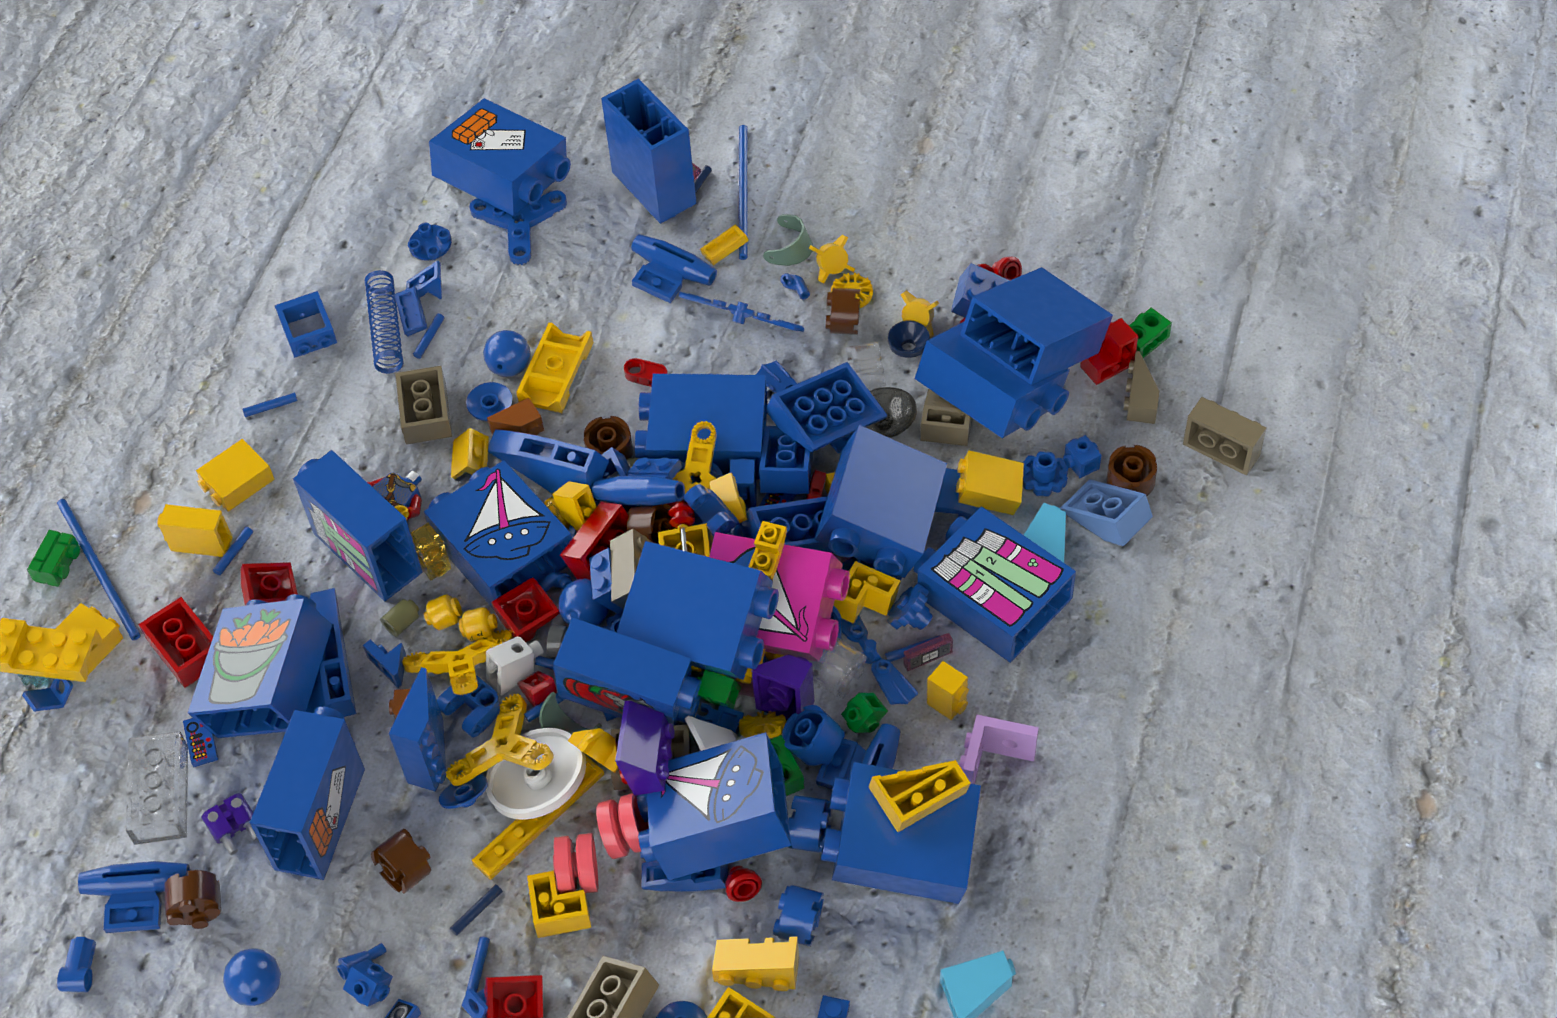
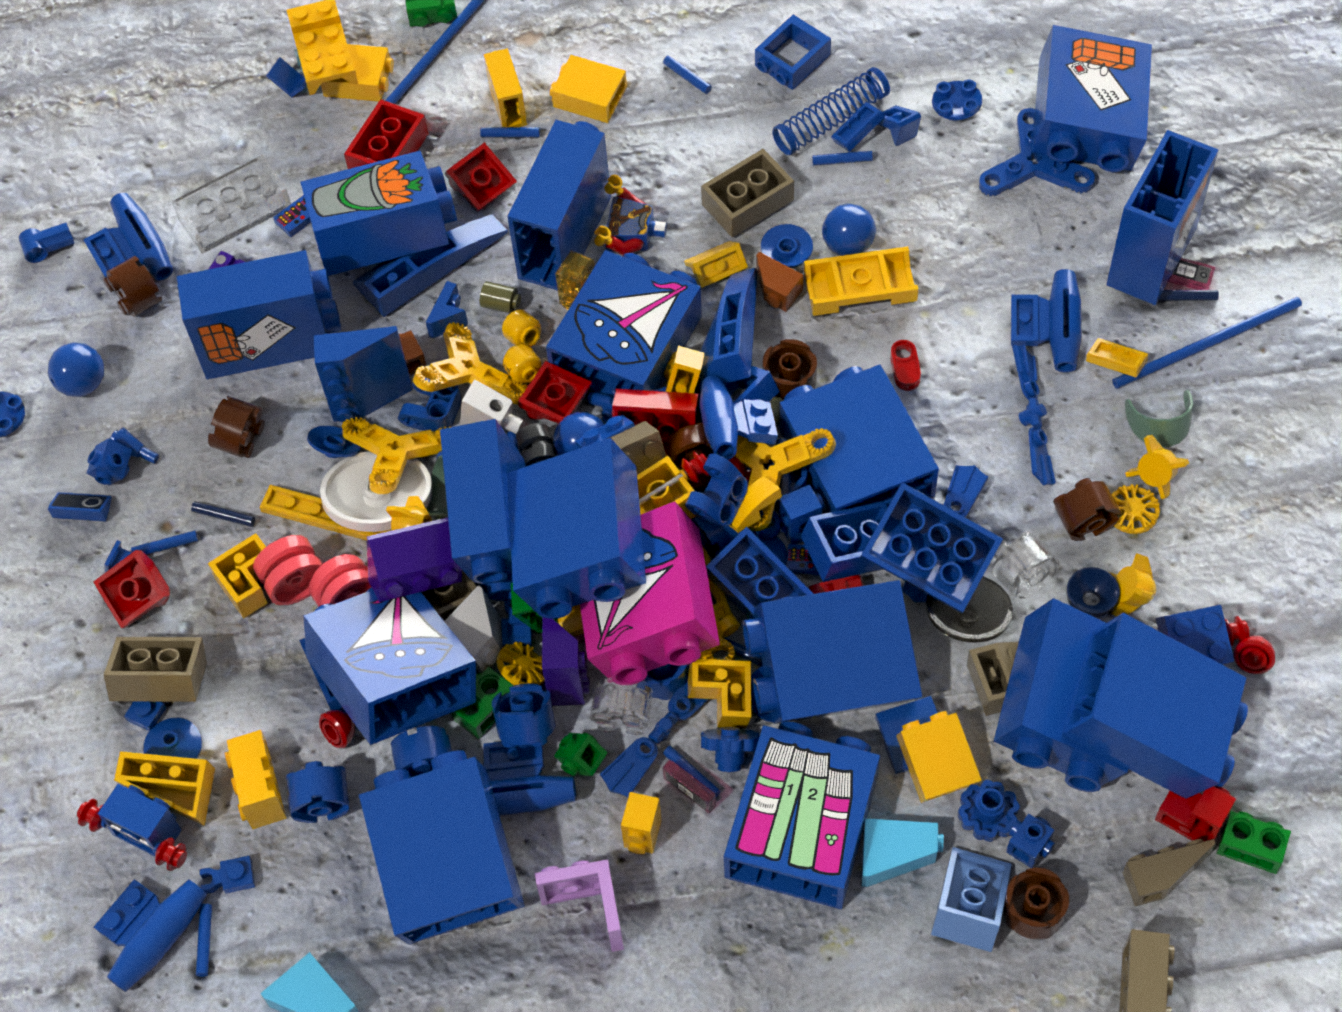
camera: 65 degrees right, 5 degrees up
(768, 548) = (671, 559): yellow slope -> none
(795, 283) = (1108, 448): blue arm -> none
(918, 792) = (459, 833): yellow wedge -> none

